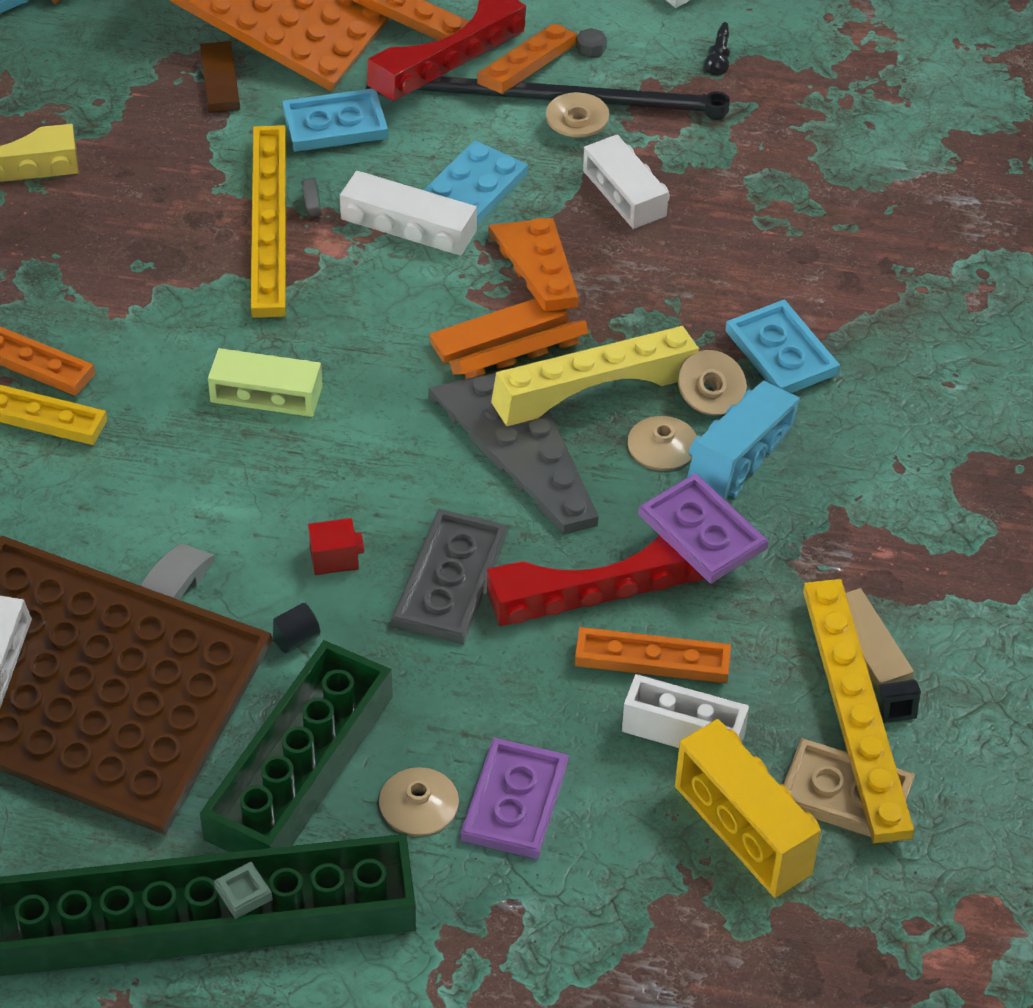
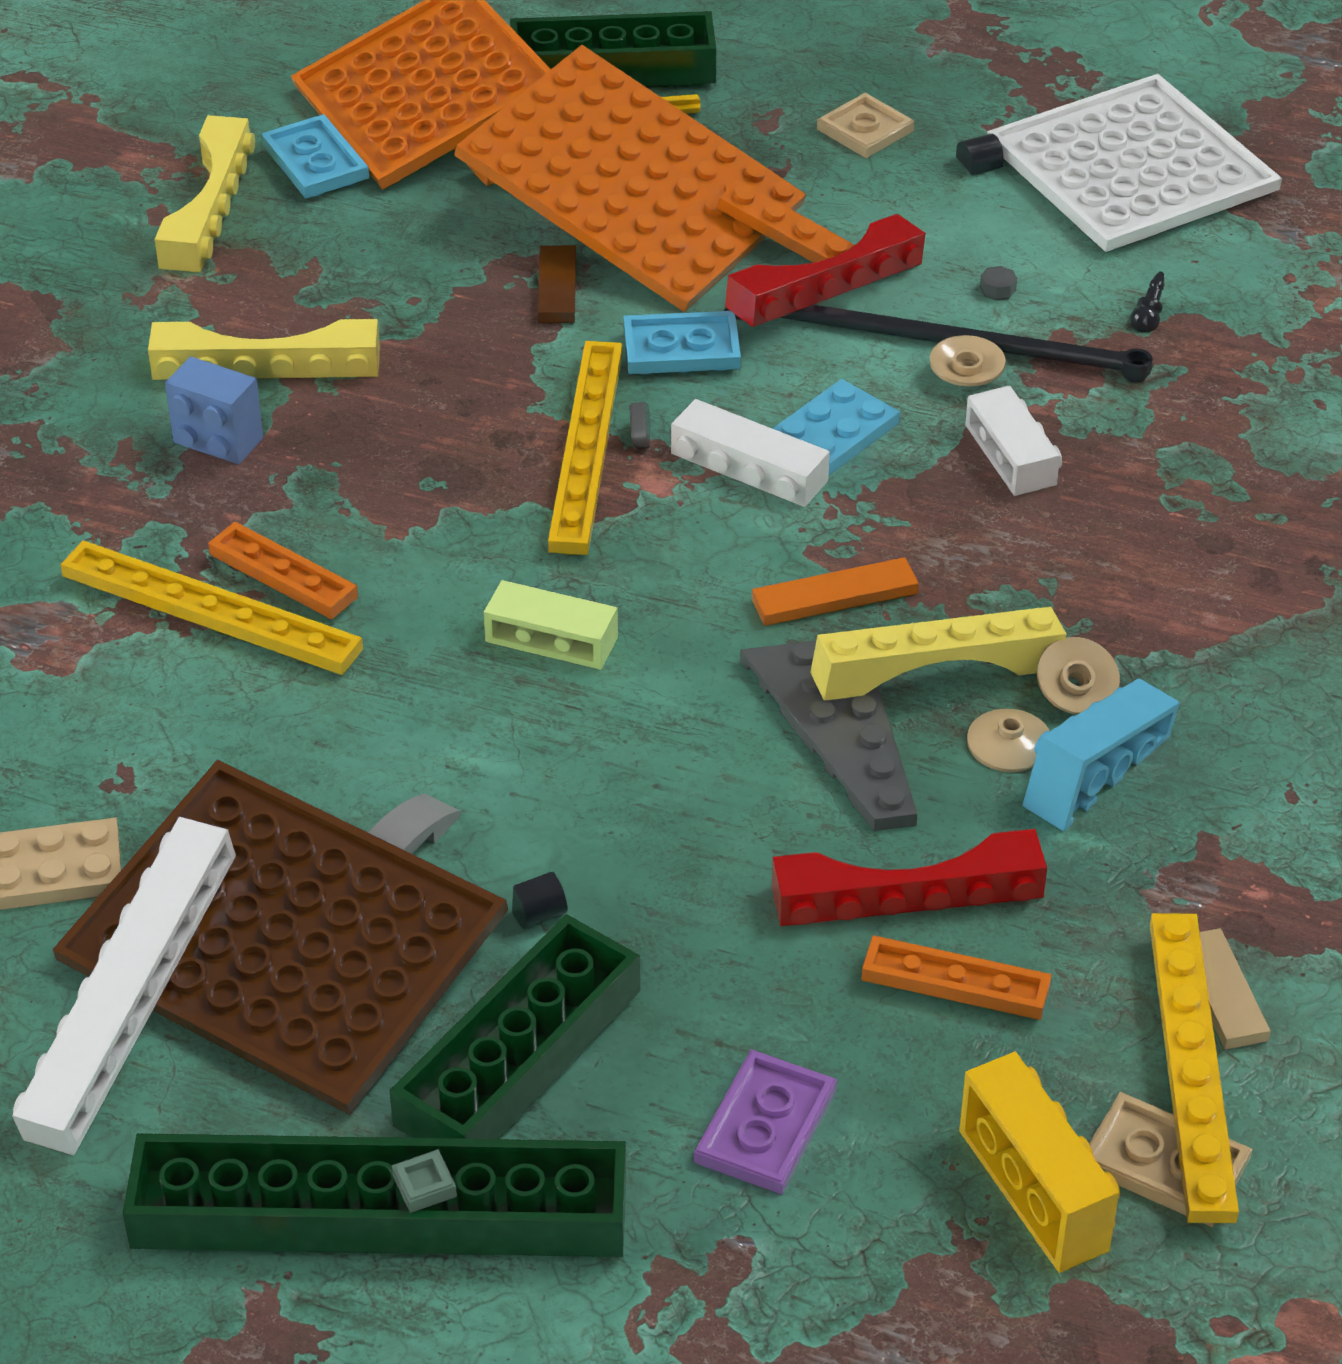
camera: 10 degrees right, 5 degrees down
(334, 546) = (600, 814): red brick -> none
(418, 814) = (653, 1126): tan dish -> none
(450, 576) = (730, 863): dark grey tile -> none
(526, 58) = (918, 293): orange plate -> none
(533, 345) = (838, 620): orange plate -> none
(539, 259) = (895, 518): orange wing -> none
(674, 712) = (957, 1039): white brick -> none
(703, 528) = (1037, 837): medium lavender tile -> none
(782, 347) = (1170, 645): medium azure plate -> none
(898, 699) = (1244, 1061): black brick -> none

